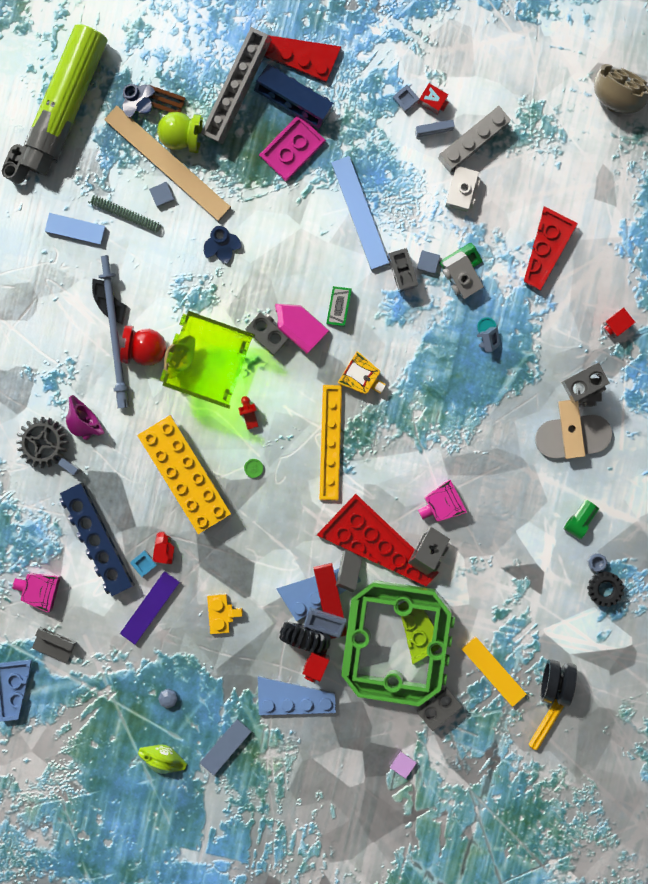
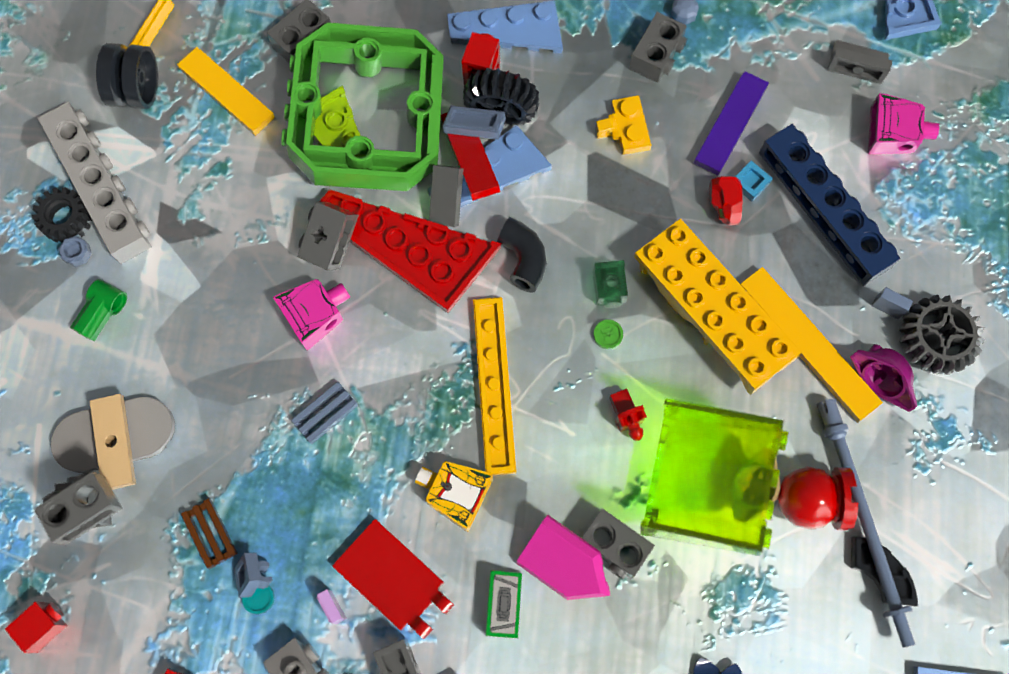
camera: 175 degrees right, 15 degrees down
(126, 447) = (815, 348): none -> yellow tile
(194, 670) = (655, 46): none -> dark grey brick
(244, 506) = (610, 272): none -> clear green brick
(298, 526) = (529, 252): none -> black cylinder
(404, 329) = (392, 578): none -> red tile
(442, 315) = (331, 607): none -> lavender tile
(452, 426) = (318, 403): none -> sand blue tile
(521, 364) = (197, 511): none -> reddish brown tile
(608, 653) = (59, 127): none -> light grey brick

